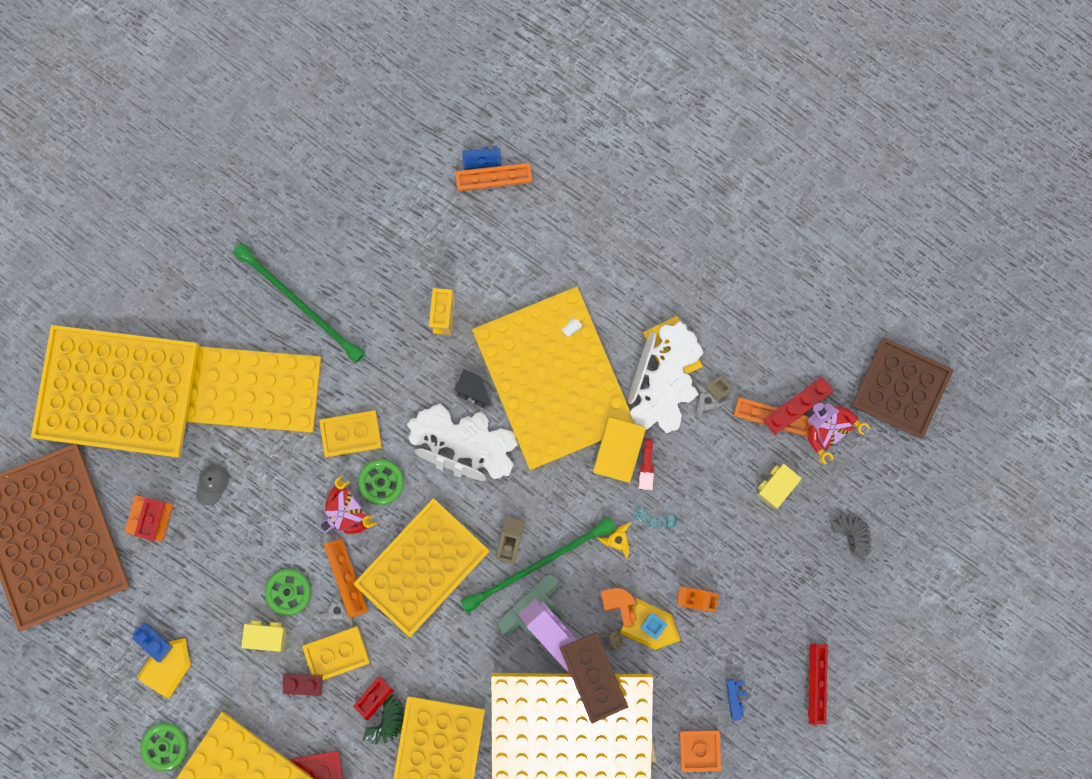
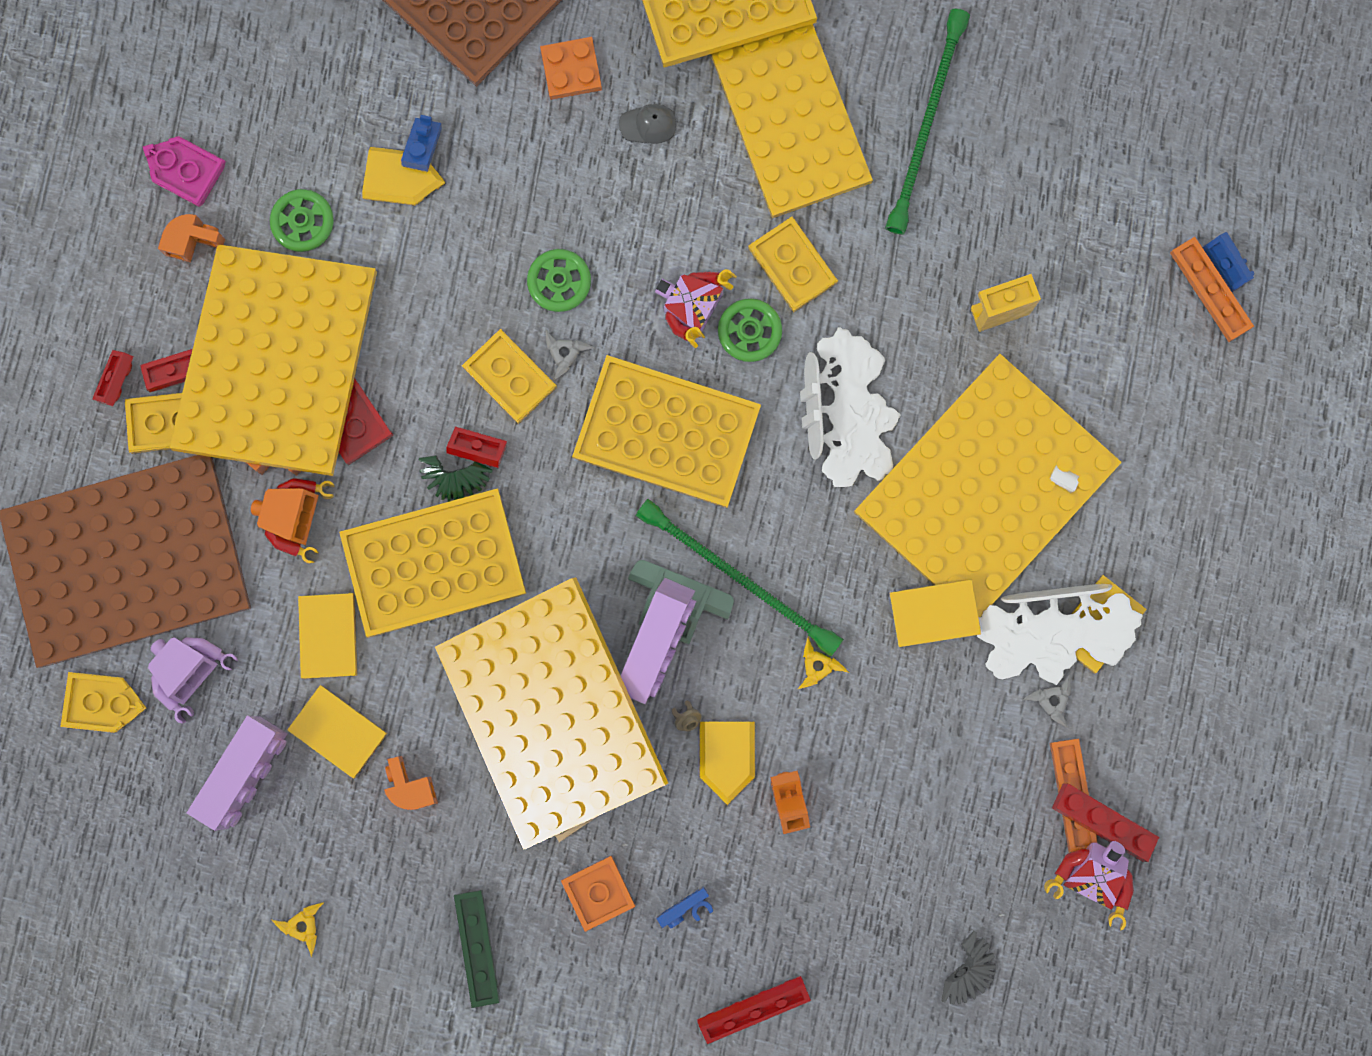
camera: 65 degrees right, 0 degrees up
(149, 519) = (570, 67): red plate -> none
(264, 637) = (490, 276): light yellow brick -> none
(302, 684) = (453, 351): dark red plate -> none
(345, 578) = (609, 342): orange plate -> none
(472, 387) = (925, 388): black slope -> none
(510, 540) = (753, 527): dark tan slope -> none
(593, 677) = (630, 708): reddish brown tile -> none
(620, 599) = (743, 703): orange brick -> none
(642, 516) = (862, 685): clear light blue piece -> none
(647, 469) = (927, 659): piece -> none
(653, 626) = (729, 760): dark azure plate -> none
(719, 388) = (1078, 708): dark tan plate -> none
(778, 486) = (987, 844): light yellow brick -> none
(902, 388) = (1196, 952): reddish brown plate -> none

